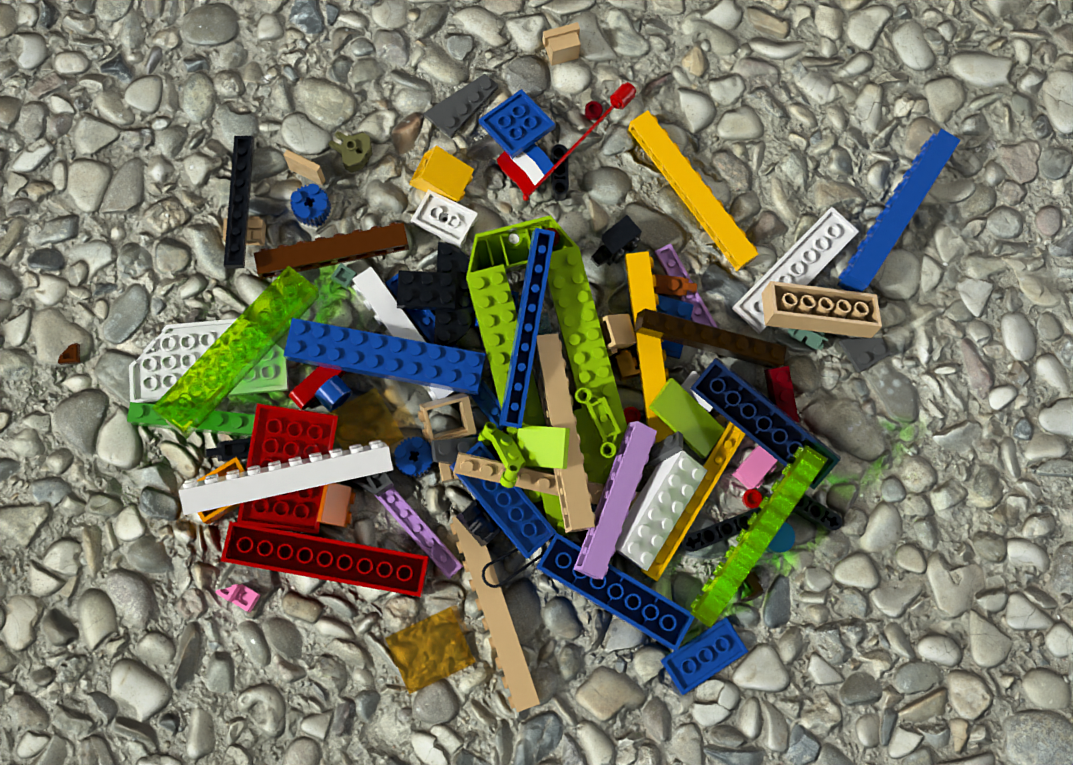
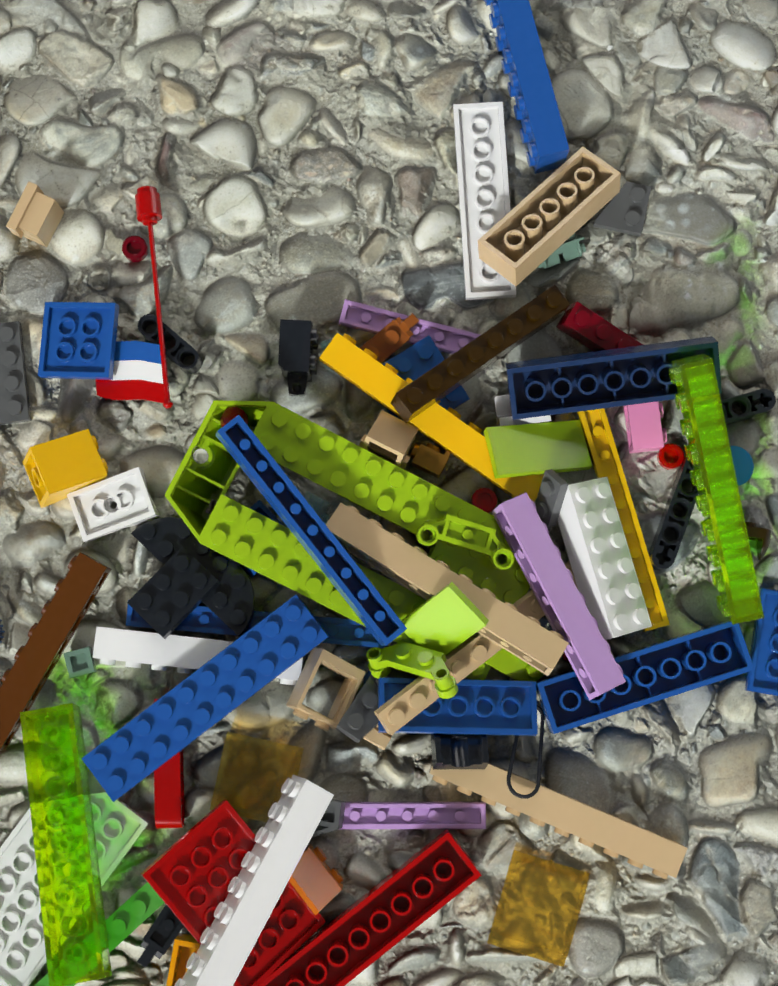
camera: 35 degrees left, 5 degrees up
(333, 393) = (195, 781): blue piece -> none
(414, 446) = (323, 766): blue brick -> none
(693, 191) = (309, 226): yellow brick -> none

